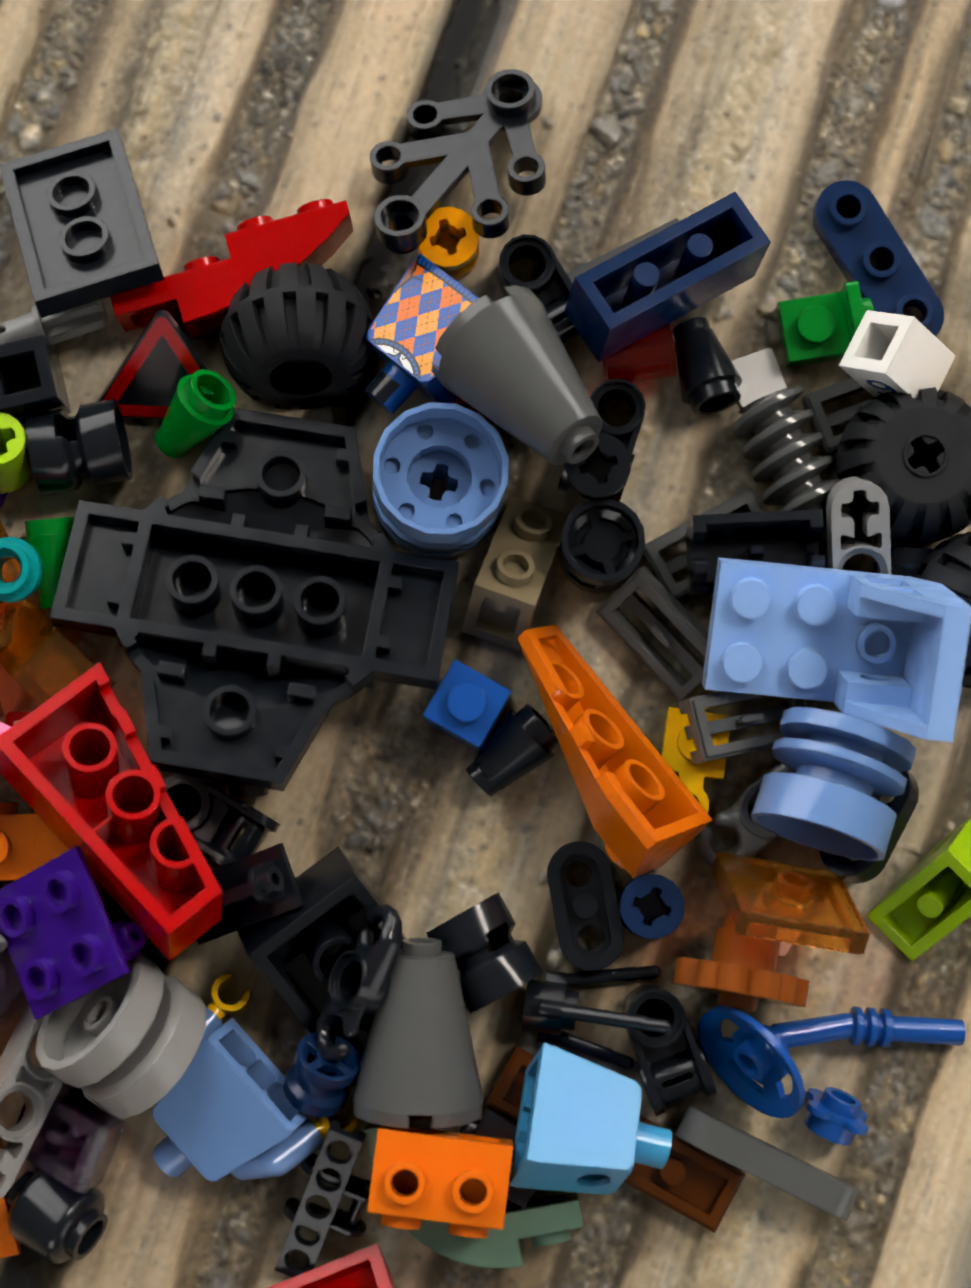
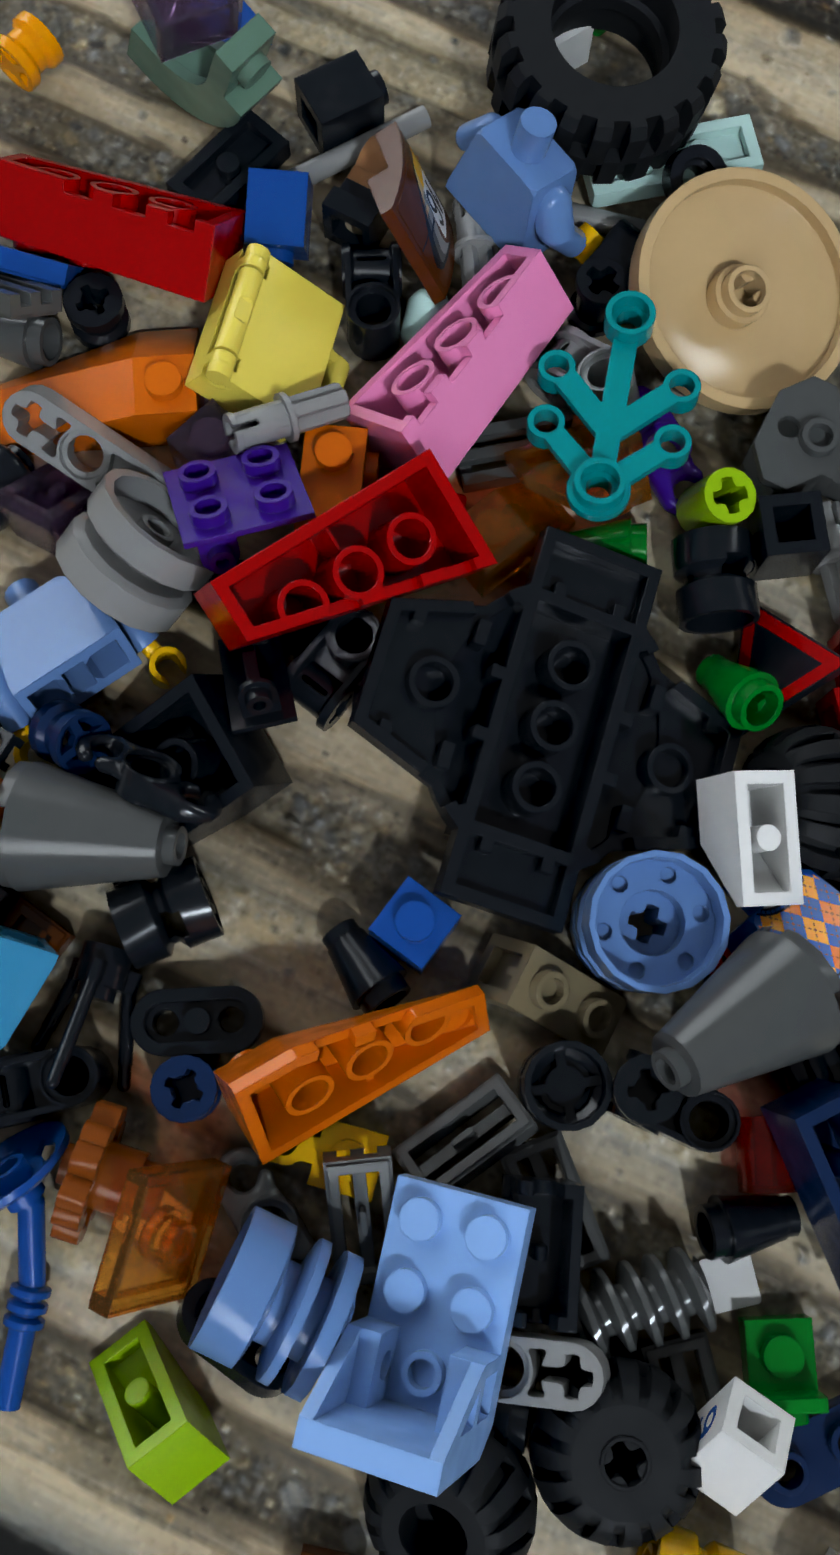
camera: 90 degrees right, 5 degrees down
(344, 388) = (752, 835): none -> white slope

